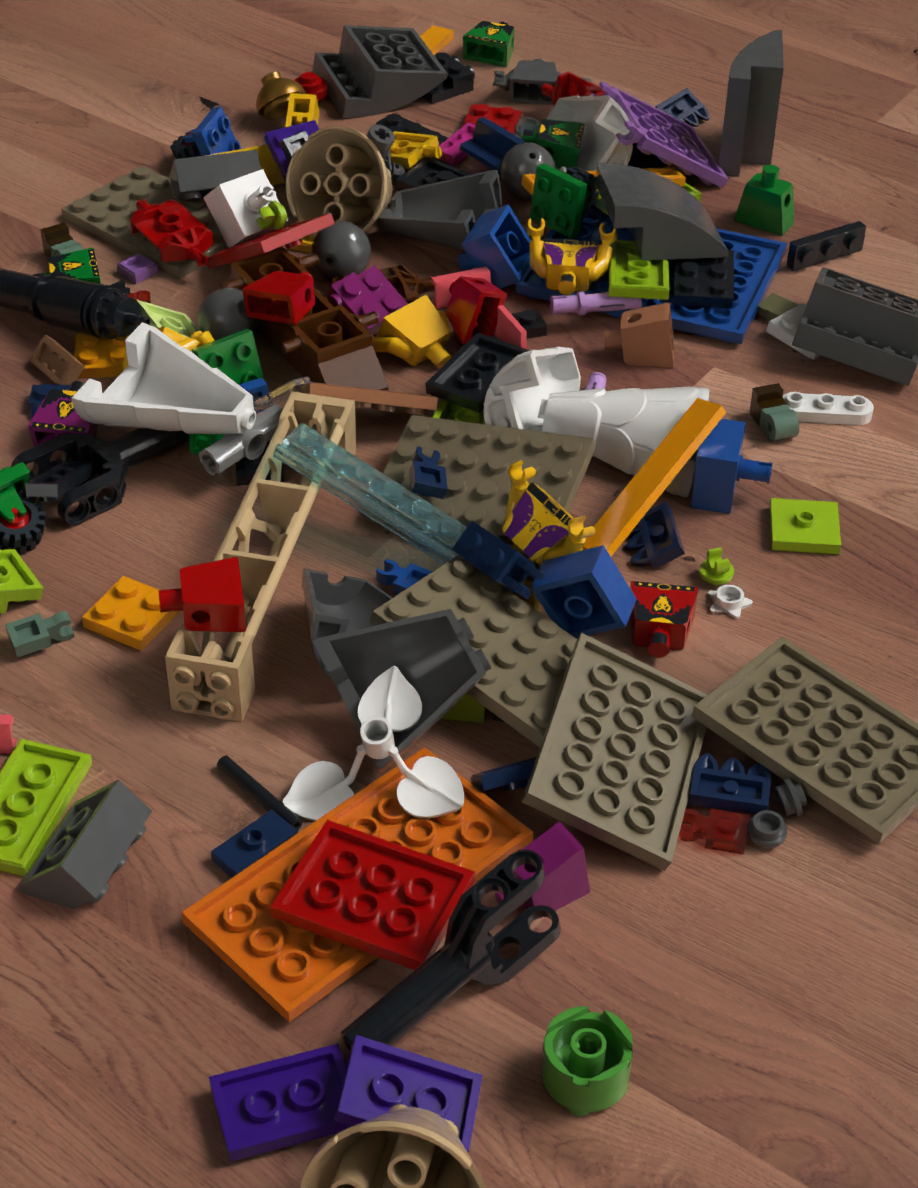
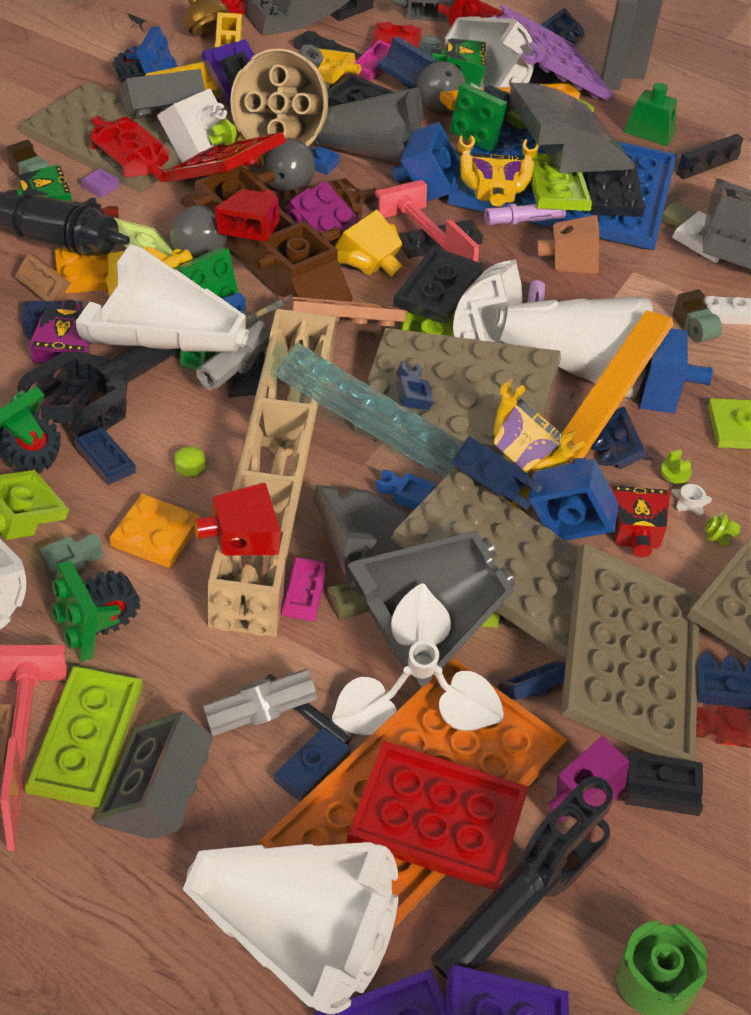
camera: 10 degrees left, 5 degrees up
(47, 679) = (91, 606): none -> green plate
(91, 537) = (105, 455): none -> dark blue plate
(180, 546) = (189, 461): none -> lime tile
(206, 780) = (260, 702): none -> light grey piece
(213, 976) = (304, 912): none -> white cone
(279, 674) = (304, 589): none -> dark pink plate
(321, 689) = (346, 601): none -> olive tile
(384, 246) = (325, 159): none -> blue plate
(474, 307) = (422, 221): red torso -> none
(633, 882) = (664, 783): none -> black plate
(752, 630) = (719, 529): none -> lime plate

